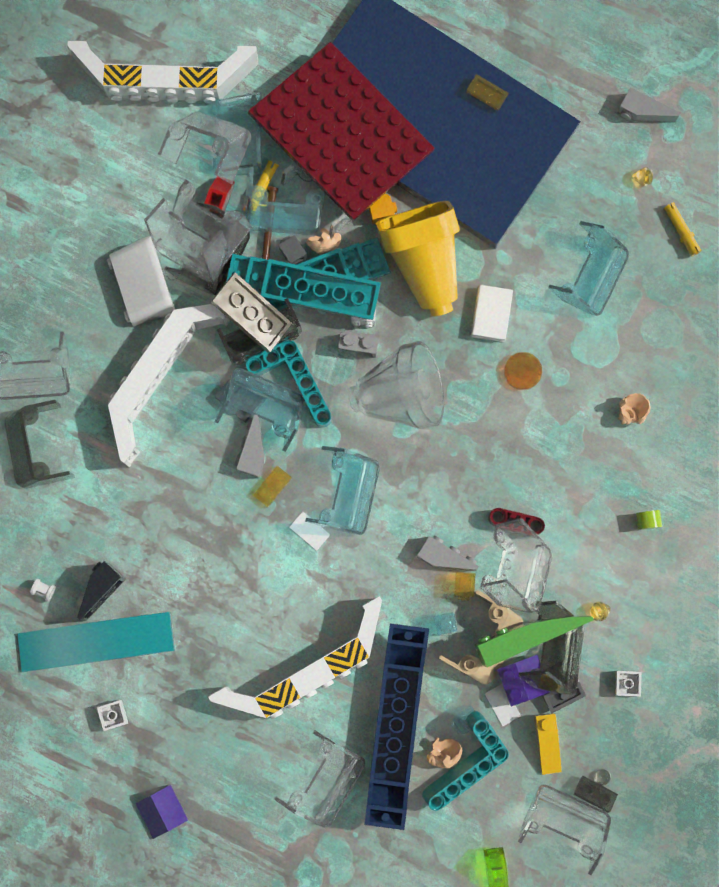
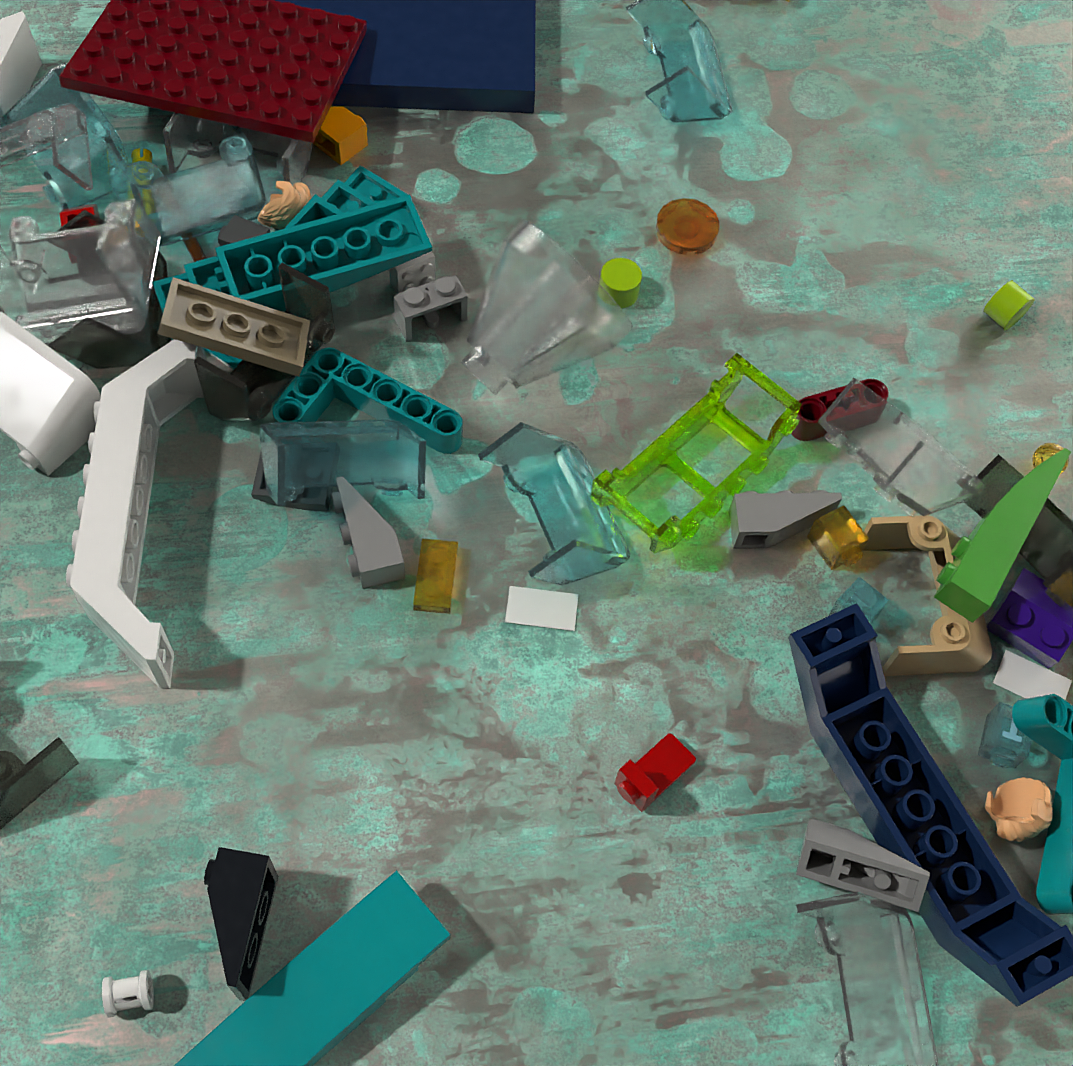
camera: 40 degrees left, 20 degrees down
(304, 636) = (654, 772): none -> red bracket
(311, 677) = (719, 832): white slope -> none
(354, 728) = (859, 865): none -> light grey slope
(419, 491) = (617, 486): none -> clear neon green windscreen
(425, 252) = (444, 128): yellow cone -> none
(462, 385) = (621, 280): none -> lime piece
(491, 313) = (590, 179): white piece -> none
(633, 409) = (871, 187): light nougat hair -> none

